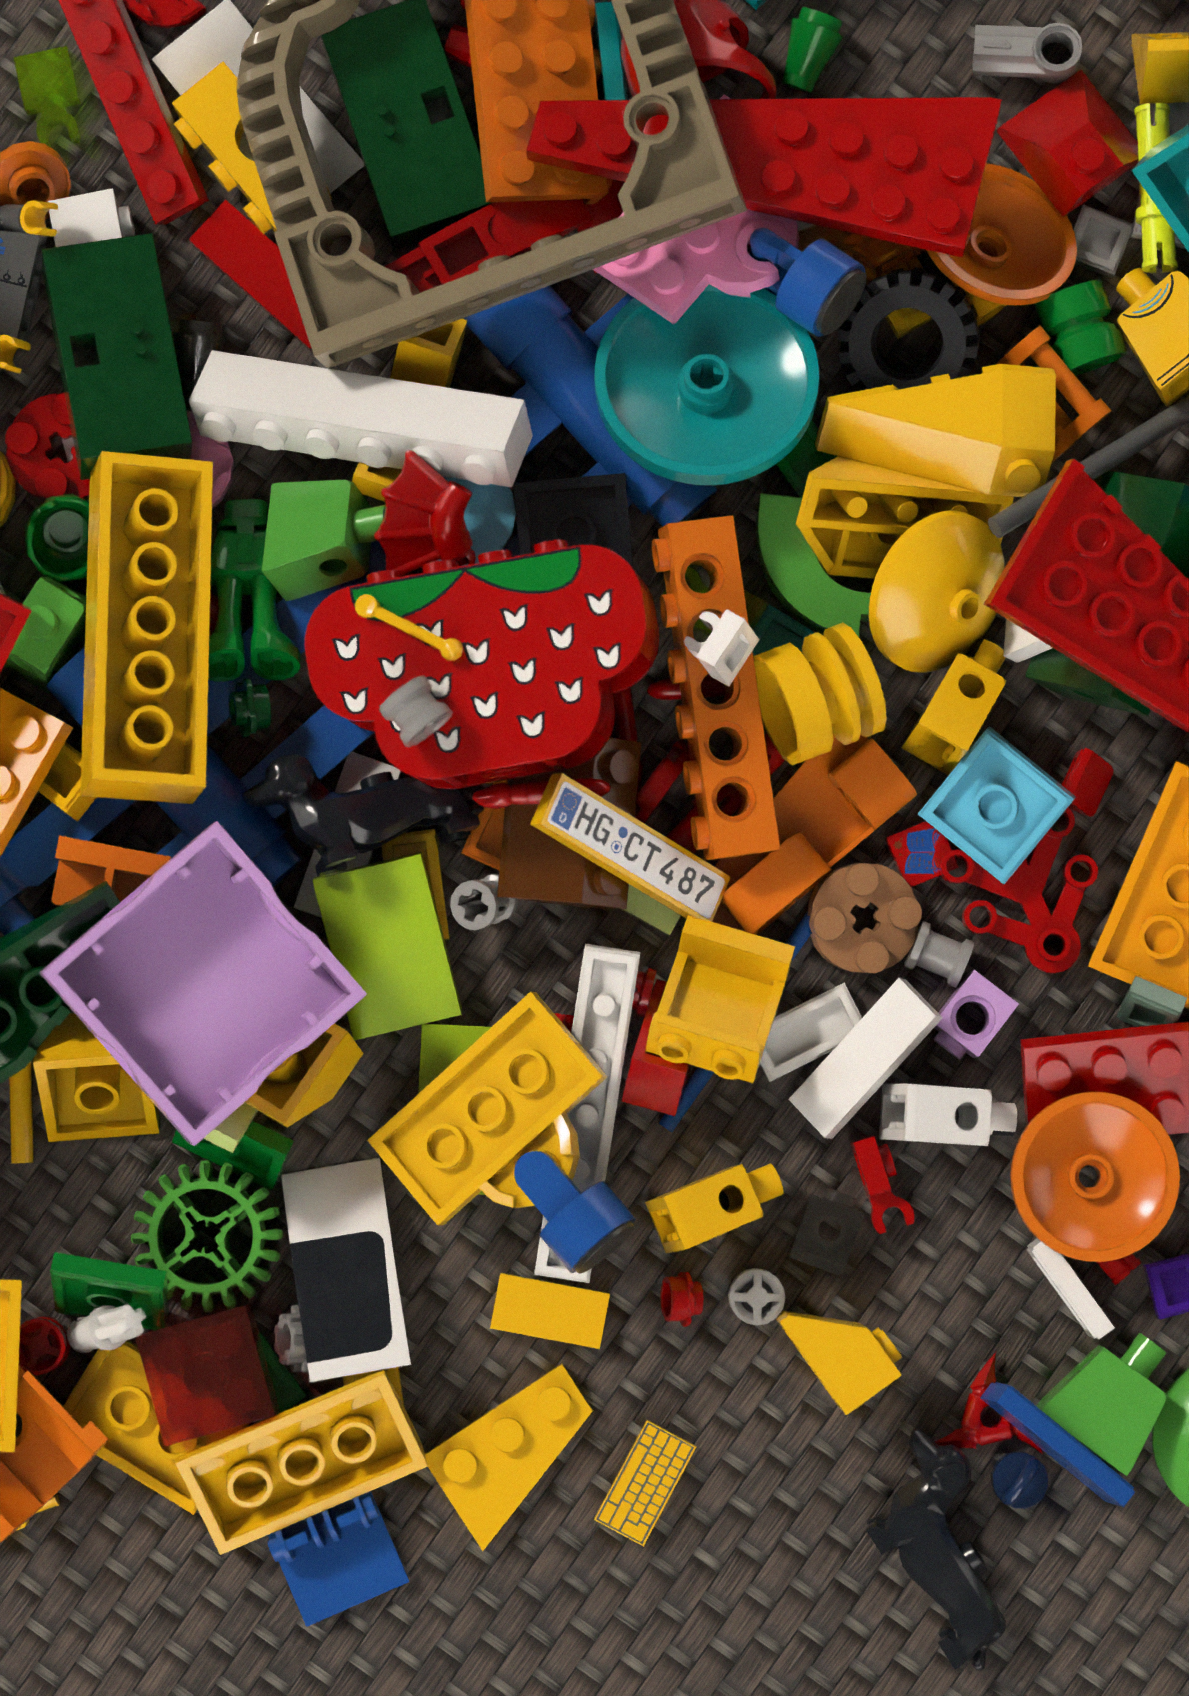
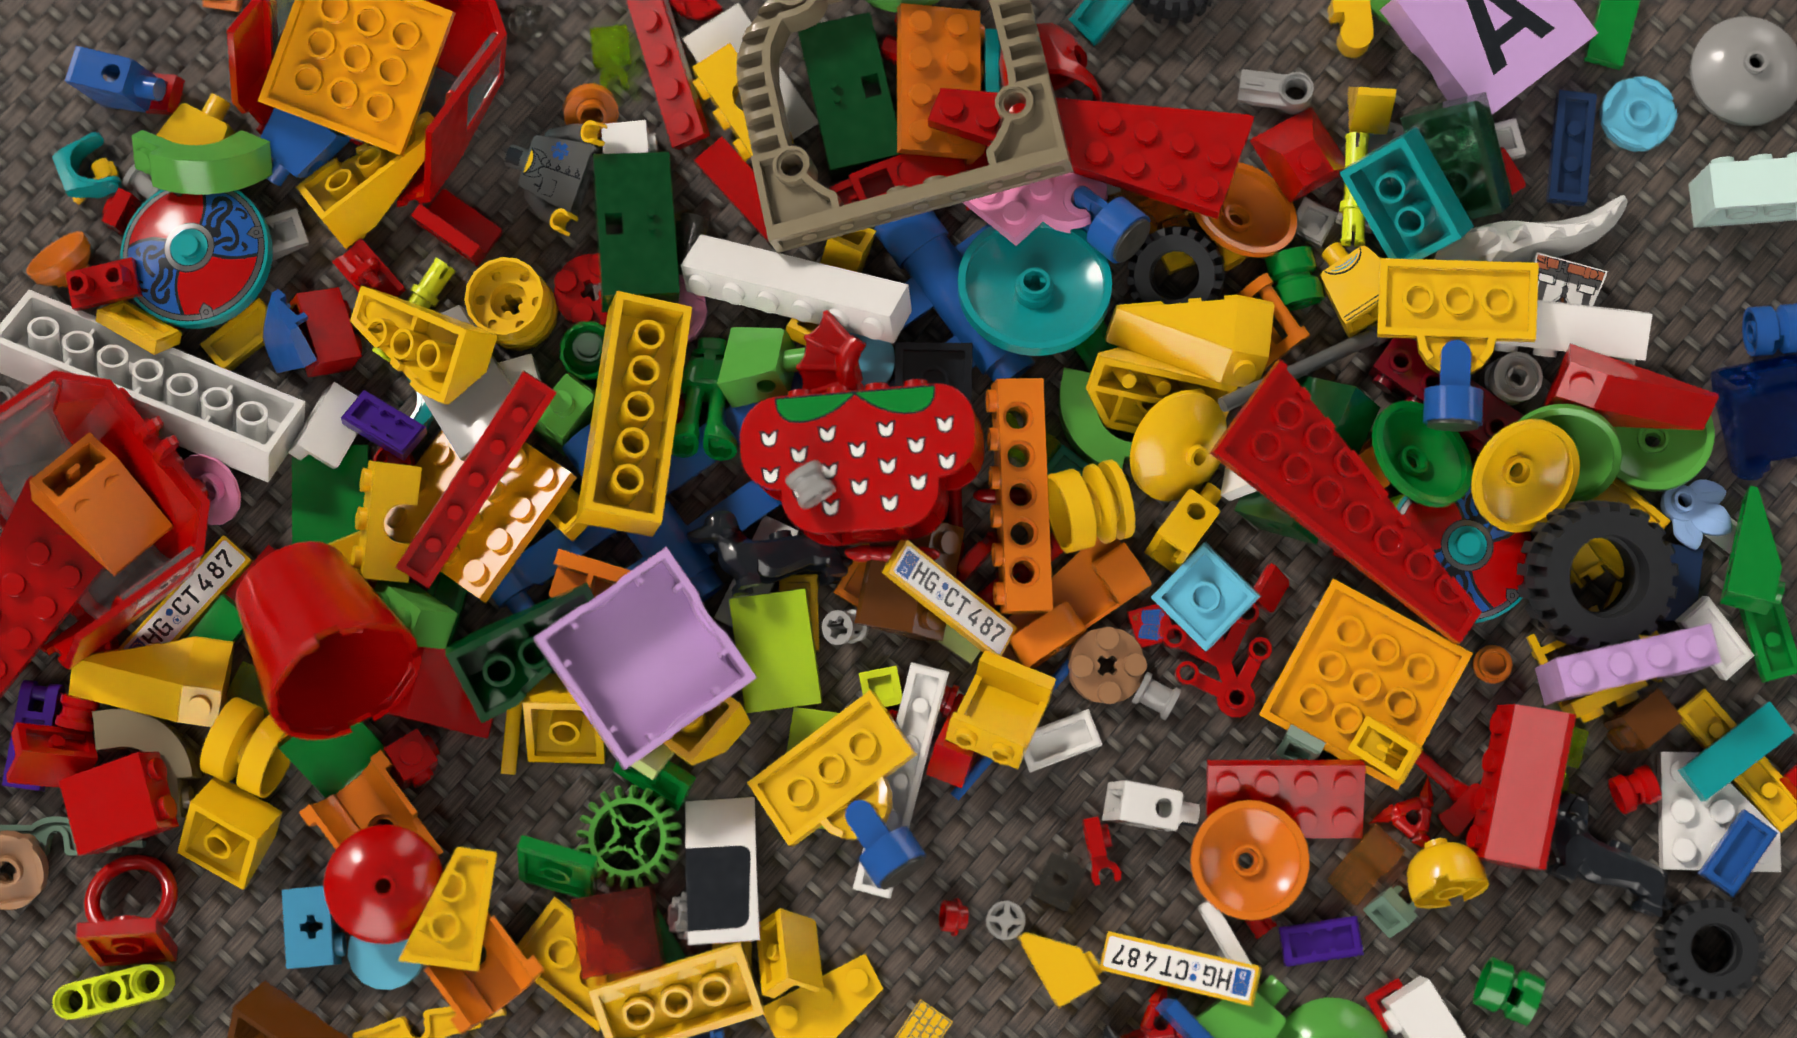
camera: 15 degrees right, 5 degrees down
(35, 1347) = (501, 900): red wheel -> none
(105, 1328) = (551, 893): white axle -> none
(249, 707) = (699, 476): dark green plate -> none
(368, 607) = (787, 412): yellow hinge -> none
(453, 1377) = (788, 953): none -> yellow panel
(547, 977) = (884, 683): none -> neon yellow plate
(550, 1310) = (860, 915): yellow tile -> none
(694, 1211) = (968, 855): yellow torso -> none
(725, 647) = (1029, 465): white tile -> none
(810, 47) = (1128, 73): green cone -> none
(865, 1058) = (1097, 762): white tile -> none
(996, 1008) = (1187, 729): lavender brick -> none
(1011, 1339) = (1180, 968): none -> tile

